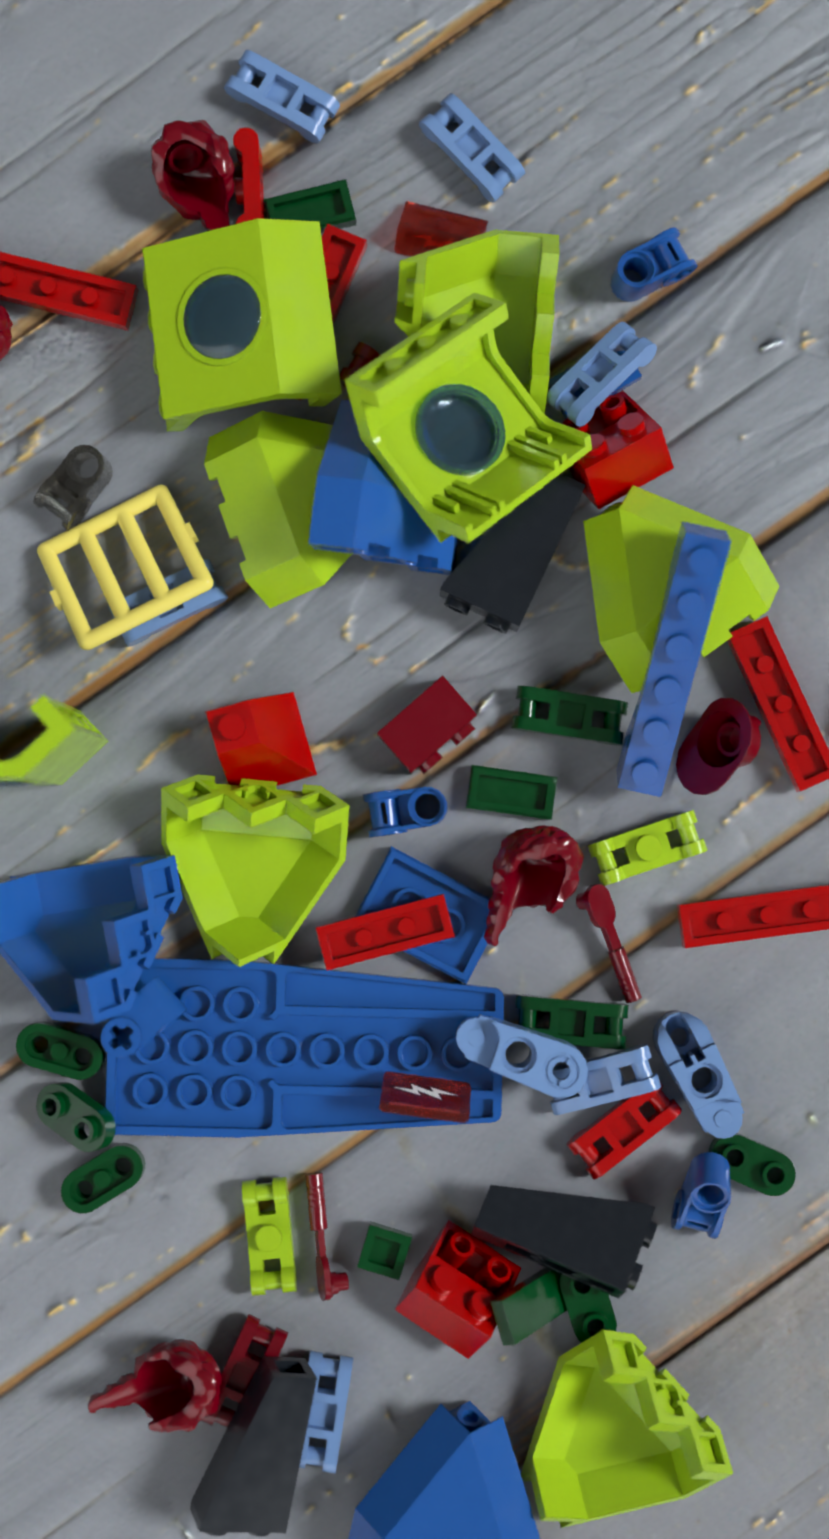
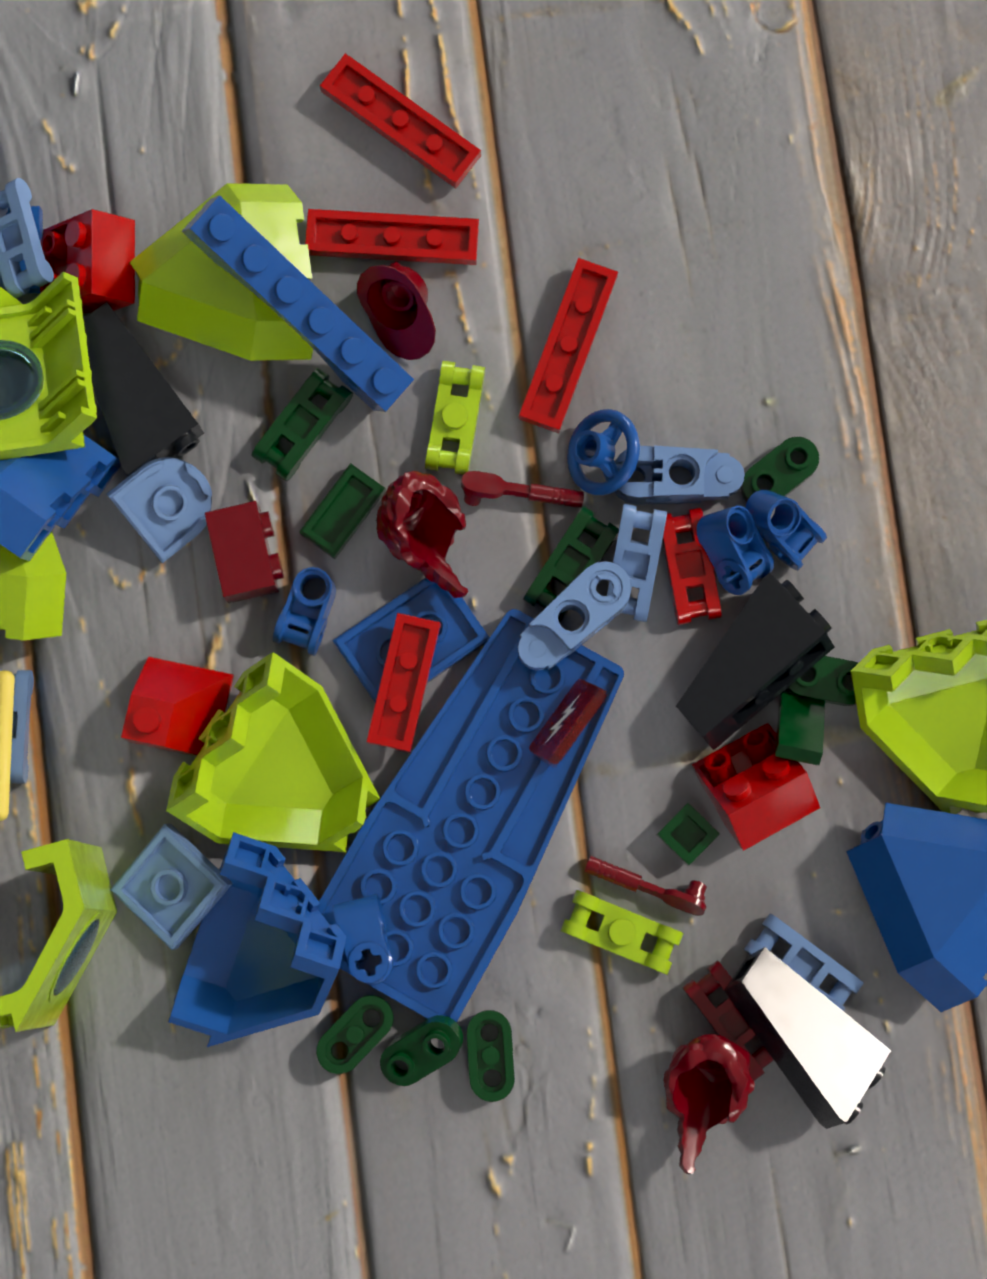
camera: 55 degrees left, 5 degrees down
(103, 822) = (171, 886): none -> medium blue tile
(433, 634) = (164, 504): none -> medium blue tile
(665, 1161) = (734, 546): none -> blue piece
(678, 979) = (599, 450): none -> blue piece

